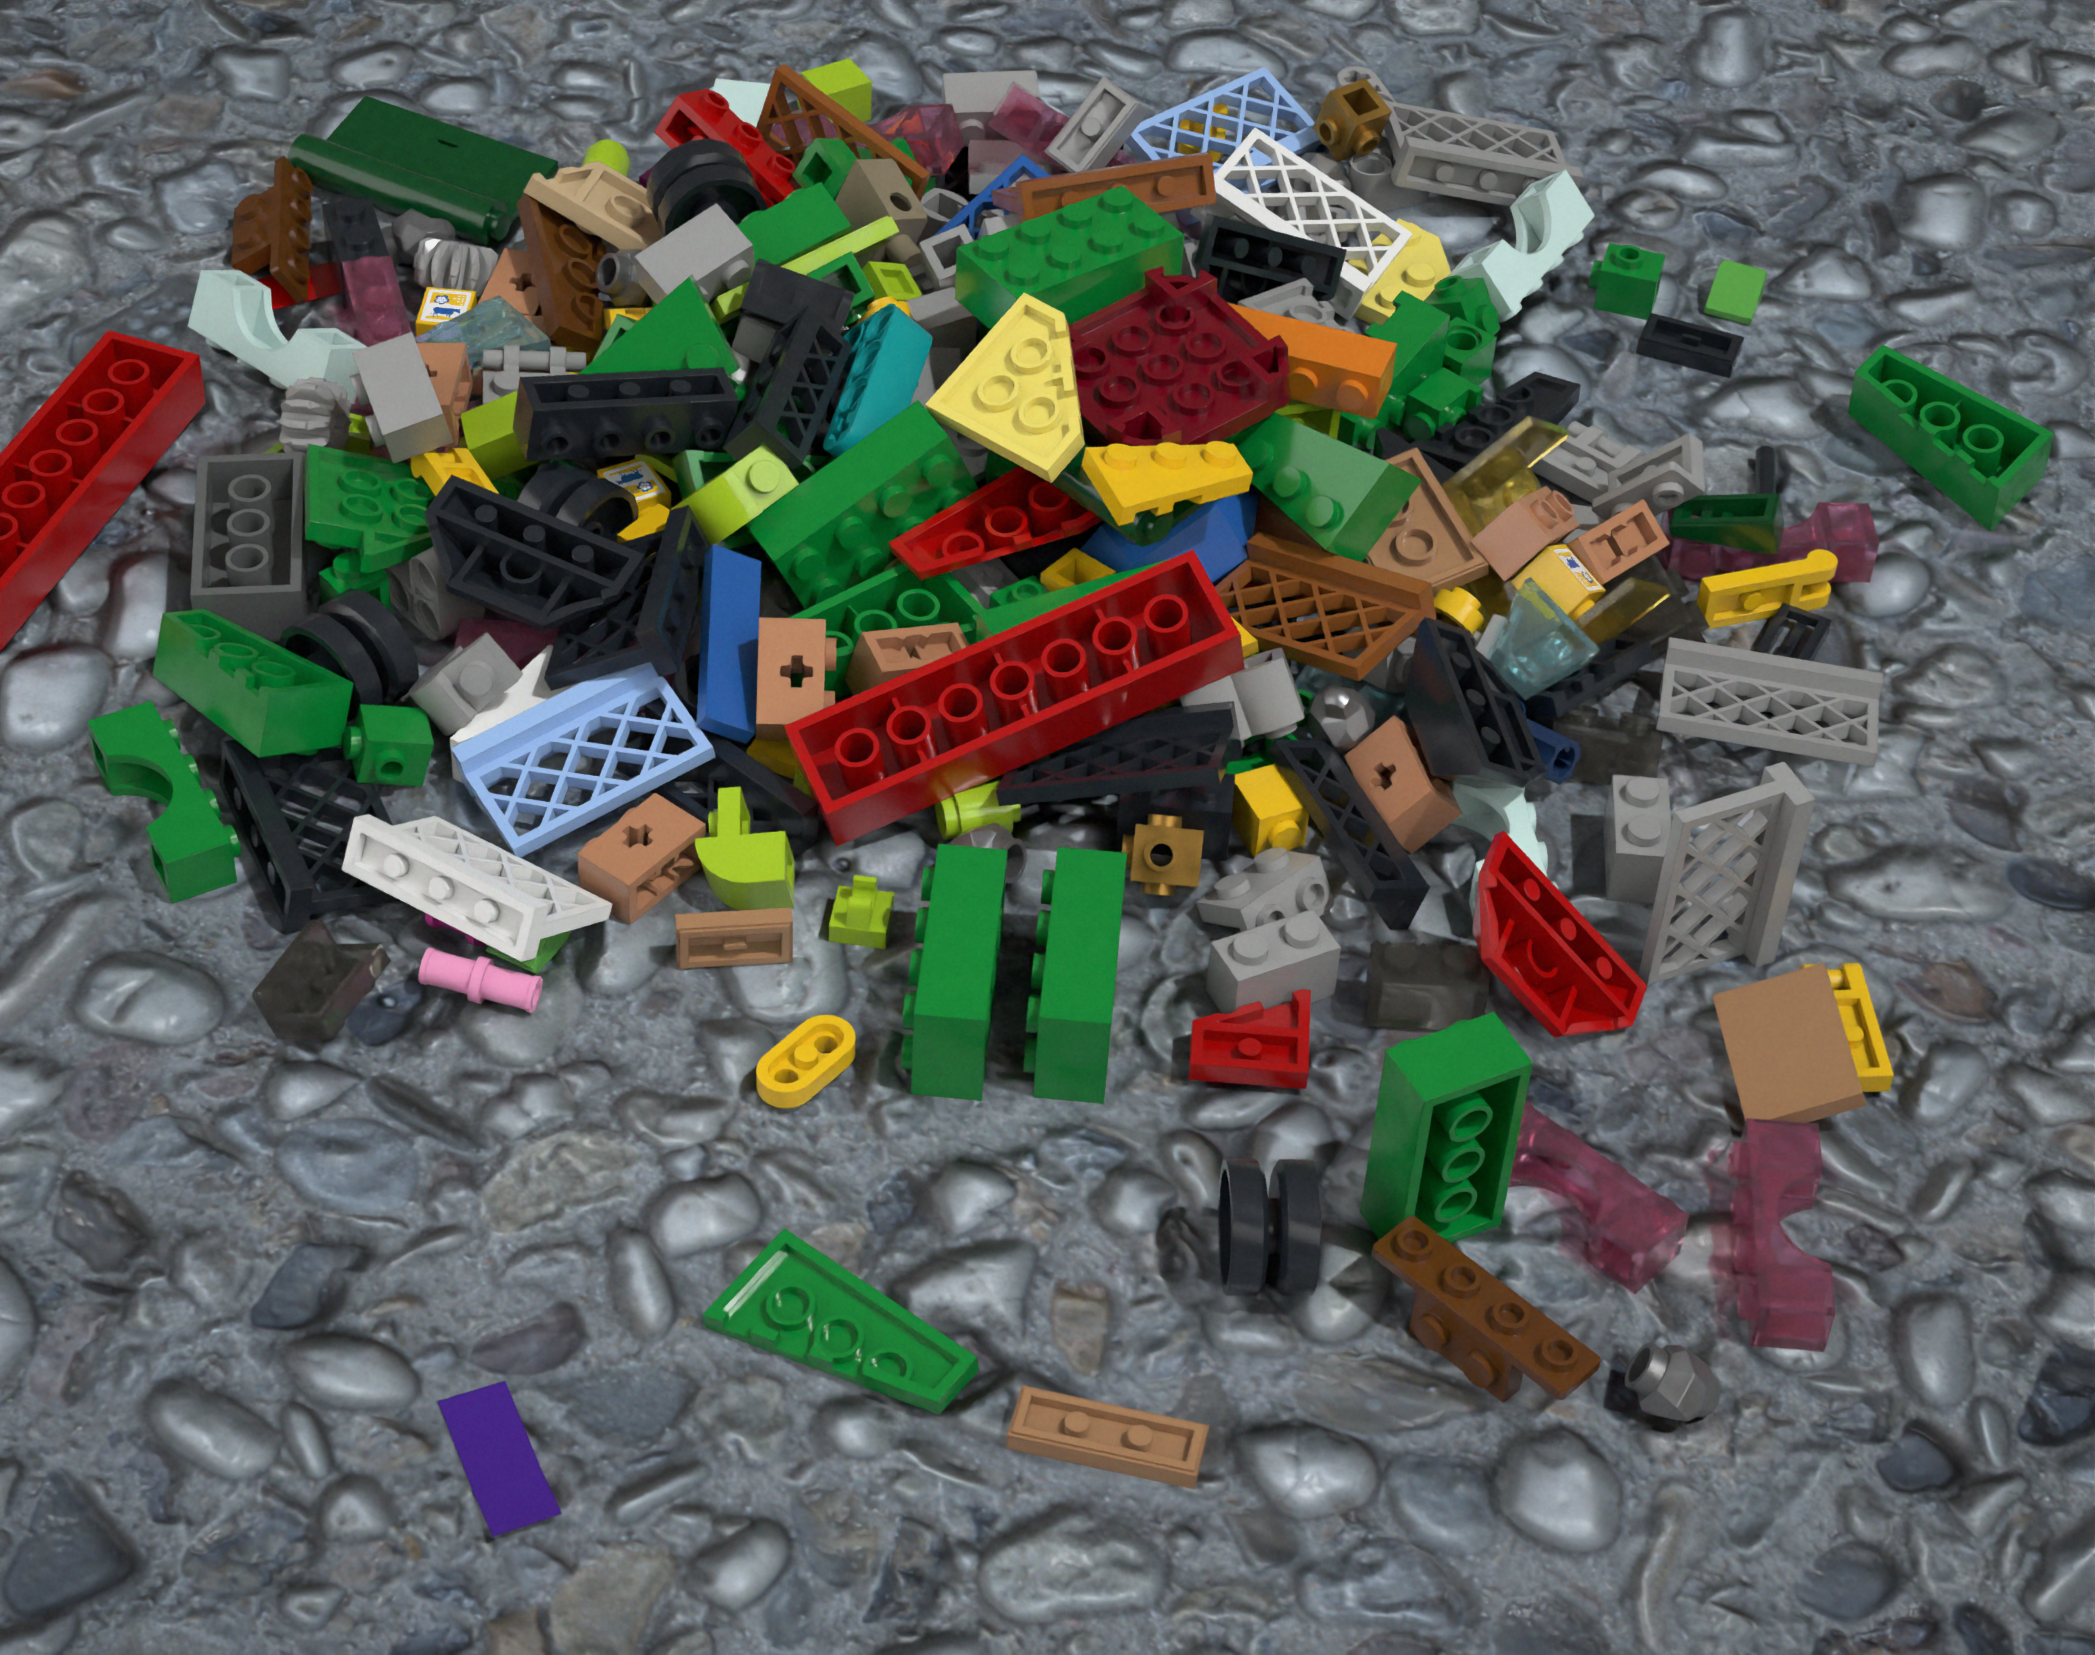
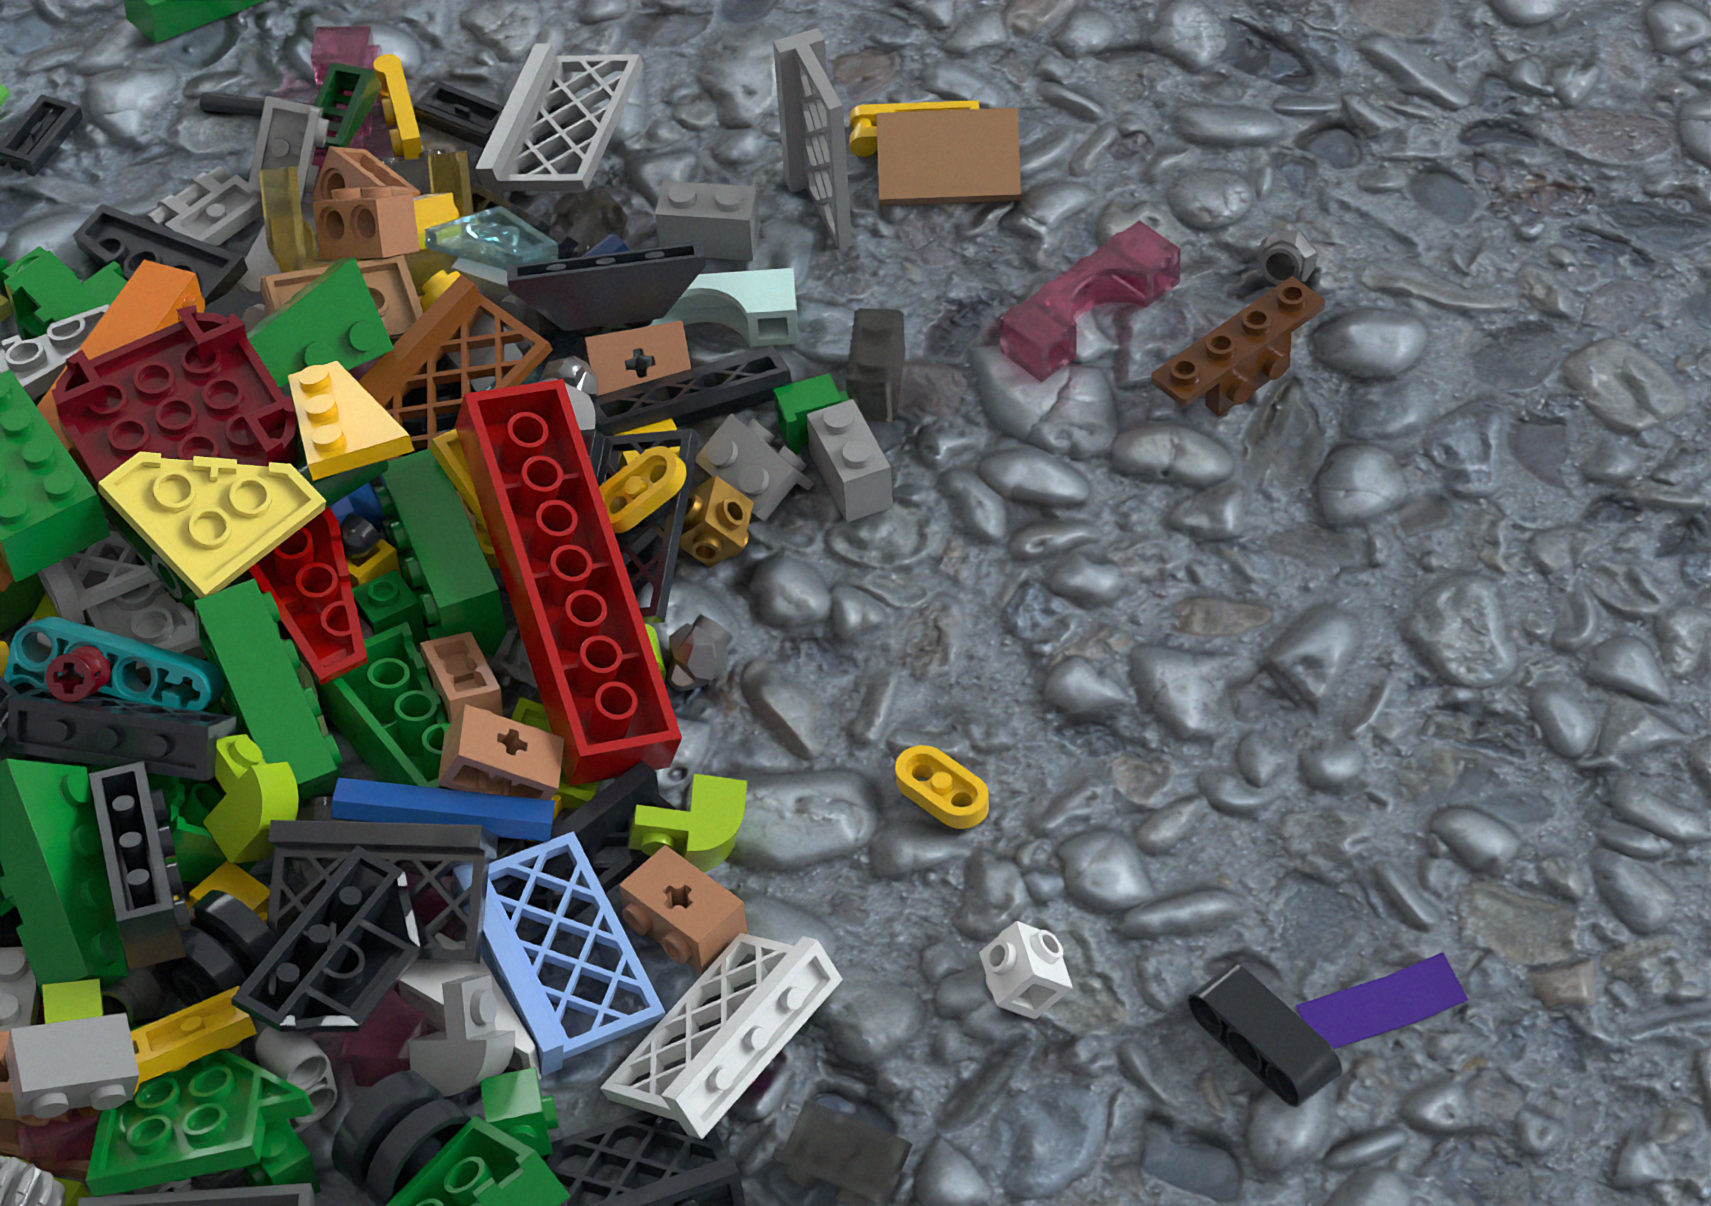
camera: 80 degrees left, 5 degrees up
(446, 1335) = (1265, 1035): none -> black beam
(480, 980) = (832, 1035): bright pink pin -> none
(519, 1114) = (1025, 970): none -> white brick
(734, 938) = (793, 837): medium nougat tile -> none
(833, 1321) = (1235, 770): green wing -> none
(841, 347) = (69, 686): none -> dark red bush
(862, 914) = (755, 752): lime tile -> none
(954, 972) = (862, 658): green brick -> none
(1075, 975) = (869, 576): green brick -> none
(1082, 557) = (358, 536): none -> black hinge
(1107, 1437) = (1341, 599): medium nougat tile -> none
(1139, 742) = (642, 487): none -> yellow plate
(1254, 1045) = (929, 481): red wing -> none
(1275, 1227) = (1159, 464): black wheel -> none
(1354, 927) = (799, 399): none -> green brick
(1447, 1129) = (1102, 326): green brick -> none
(1549, 949) = (854, 276): red wedge -> none
(1784, 1289) = (1188, 189): clear pink arch -> none

